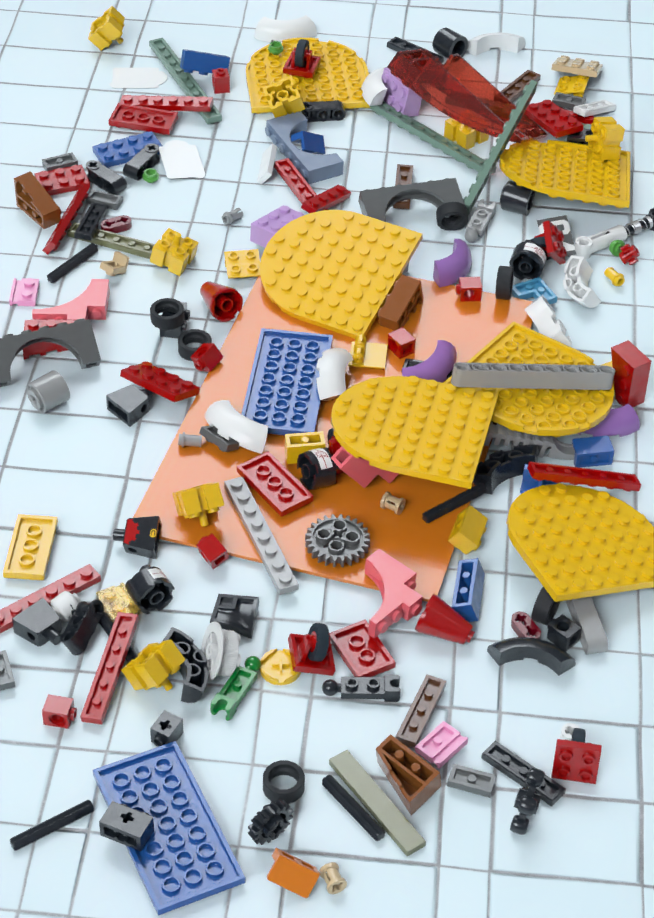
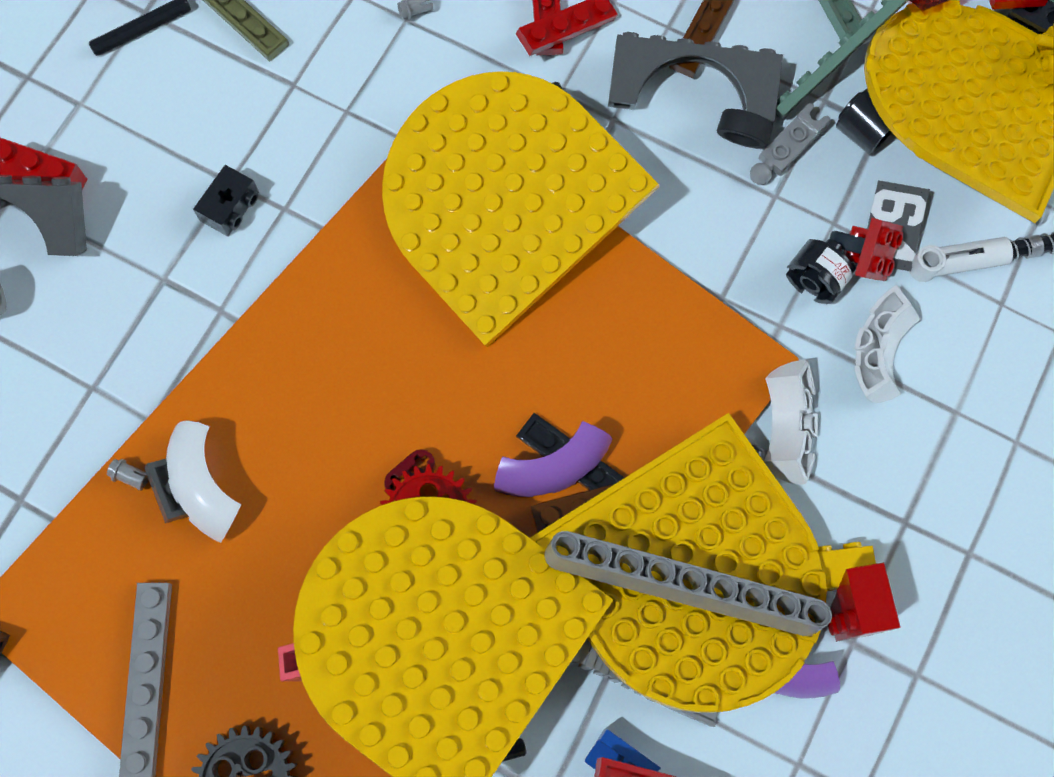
camera: 20 degrees right, 30 degrees up
(24, 292) = (46, 62): bright pink plate -> none
(89, 305) = (91, 139): arch -> none
(117, 265) = (193, 56): tan bracket -> none
(129, 403) = (83, 357): torso -> none
(160, 381) = (142, 332): red plate -> none
(168, 322) = (196, 183): black tyre -> none
(174, 251) = (287, 60): yellow brick -> none
(191, 336) = (224, 247): black tyre -> none
(199, 501) = (63, 627): yellow brick -> none
(206, 357) = (232, 305): red brick -> none
(212, 550) = (53, 724): red brick -> none
(221, 300) = (308, 188): red cone -> none
(242, 263) = (378, 117): yellow hinge -> none
(266, 226) = (465, 54): lavender brick -> none
(274, 483) = (208, 618): plate -> none
(284, 381) = (325, 405): plate -> none
(302, 442) = (277, 565): yellow brick -> none
(317, 468) = (274, 620): black brick -> none
(332, 373) = (394, 416): white brick -> none
(368, 354) = (478, 385): yellow hinge -> none
(400, 303) = (570, 302): dark orange wedge -> none
(401, 343) = (537, 382): red brick -> none
(454, 266) = (692, 245): medium lavender brick -> none
(469, 289) = (698, 300): red brick -> none
(504, 282) = (756, 314): black tyre -> none
(504, 465) = (582, 704): black brick -> none
(535, 289) = (808, 326): dark azure plate -> none
(593, 451) = (735, 730): blue panel -> none
(615, 247) = (983, 281): bright green plate -> none
(616, 278) = (949, 343): yellow pin -> none
(629, 254) = (995, 306): red gear -> none

